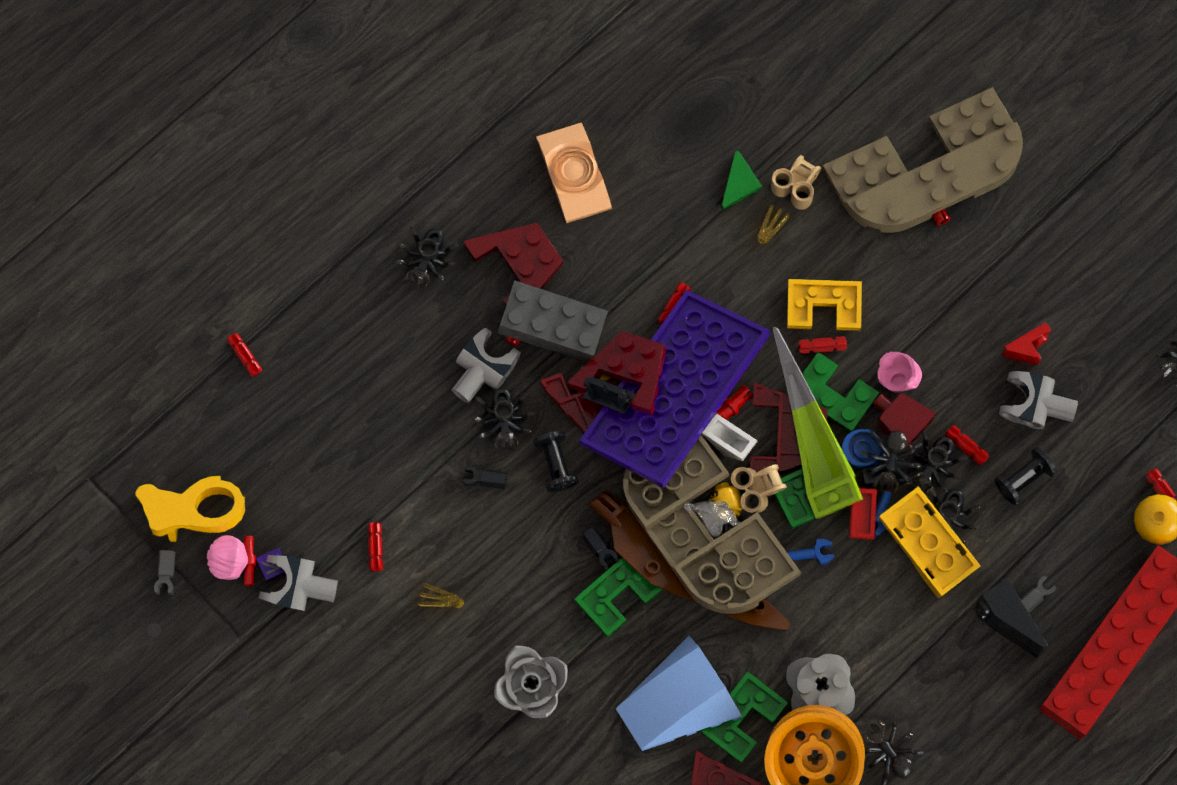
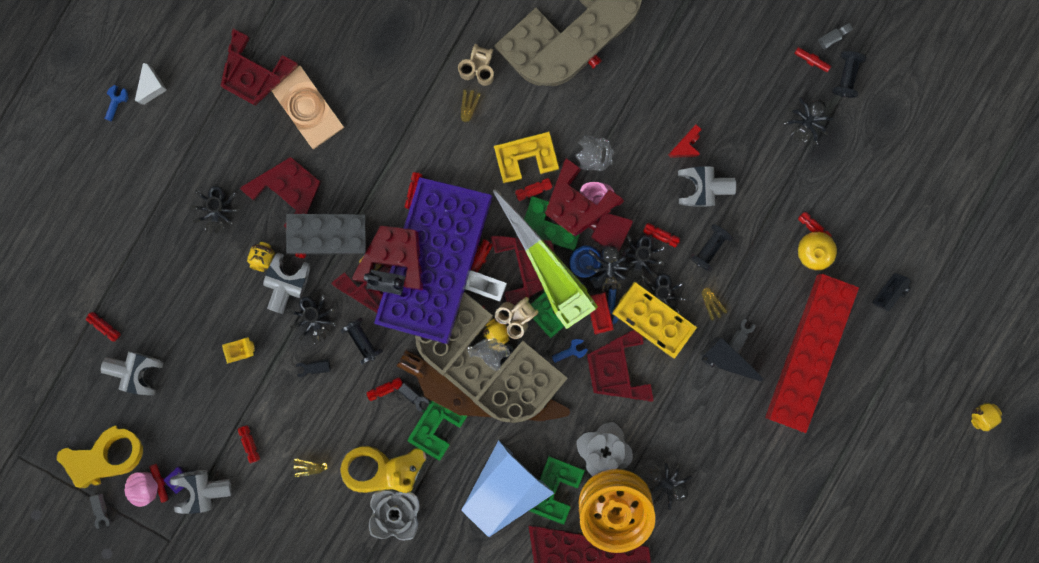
camera: 25 degrees left, 15 degrees up
(262, 417) = (131, 372): none -> light grey connector
(347, 101) = (115, 101): none -> blue bar
(394, 95) = (149, 85): none -> white slope
(400, 429) = (238, 350): none -> yellow bracket
(463, 326) = (260, 256): none -> yellow head
(516, 120) = (249, 79): none -> dark red wing
(549, 634) = (391, 474): none -> yellow animal
(564, 530) = (384, 389): none -> red axle
(740, 183) = (435, 77): green tile -> none
(856, 588) = (610, 371): none -> dark red wing
(865, 379) = (573, 209): none -> dark red wing
(905, 322) = (591, 155): none -> clear helmet
(1007, 538) = (708, 298): none -> clear yellow piece

